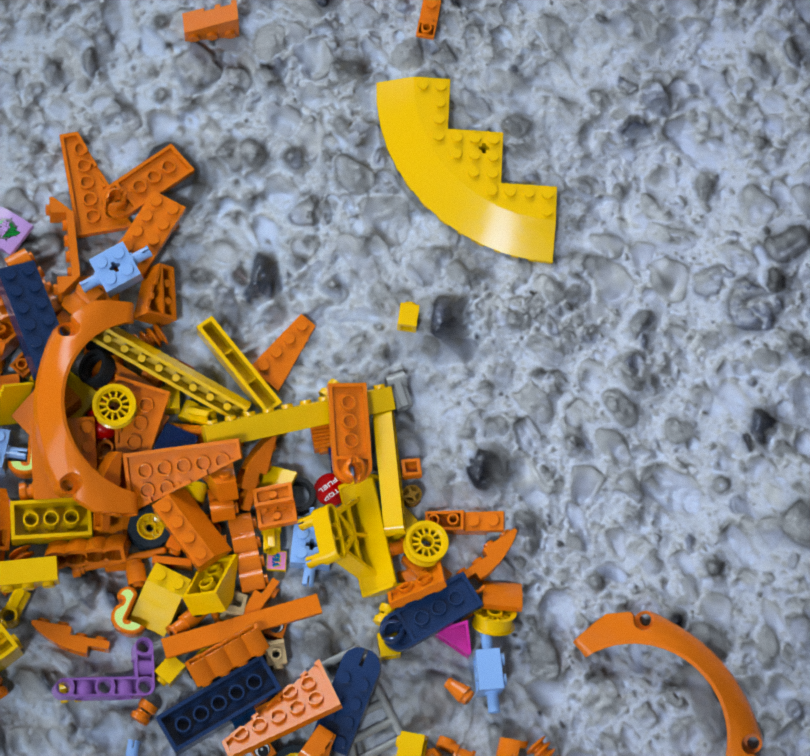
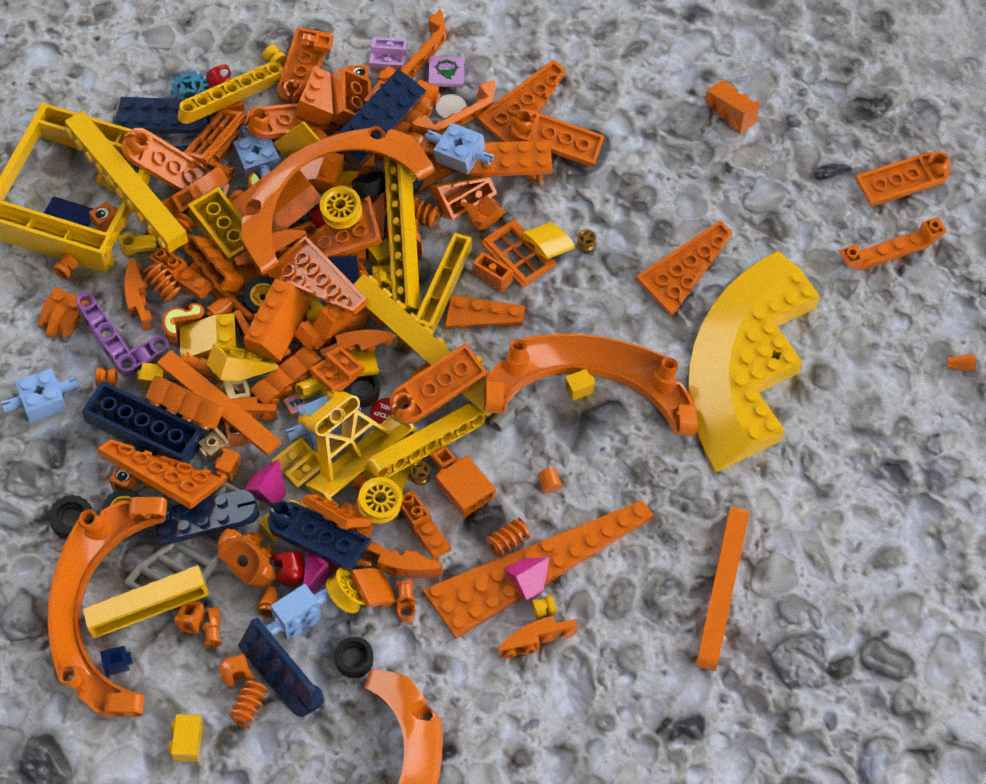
camera: 65 degrees right, 10 degrees down
(45, 250) = (450, 104): none -> white sticker
(45, 718) = (60, 313): none -> orange plate
(75, 586) = (188, 279): none -> orange slope
(76, 606) = (161, 282): none -> orange piece
(185, 289) = (486, 213): none -> orange brick
(242, 287) = (517, 253): none -> orange piece
(249, 254) = (549, 240): none -> yellow slope
(253, 319) = (492, 272): none -> orange brick
(270, 221) = (583, 237): none -> pearl gold wheel
(303, 653) = (227, 463): none -> orange brick
(337, 591) = (298, 462): none -> yellow slope
(343, 630) = (267, 484): none -> dark pink slope
(347, 169) = (678, 273): none -> orange wing
(397, 690) = (258, 571): none -> orange piece
(419, 264) = (605, 357): none -> orange panel
(442, 653) = (292, 570): none -> red helmet
(447, 466) = (465, 486): none -> orange brick
(482, 396) = (549, 480): none -> orange brick
(517, 460) = (508, 536): none -> orange piece
(524, 576) = (405, 600): none -> orange connector
(533, 716) = (280, 670): none -> dark blue plate
(552, 499) = (487, 590): none -> orange wing
(552, 664) = (354, 642): none -> black tyre
(565, 464) = (529, 576): none -> slope
(572, 15) = (963, 362): none -> orange cone
(597, 470) = (544, 606): none -> yellow wheel
(618, 498) = (528, 637): none -> orange slope
(661, 323) = (722, 589): none -> orange beam

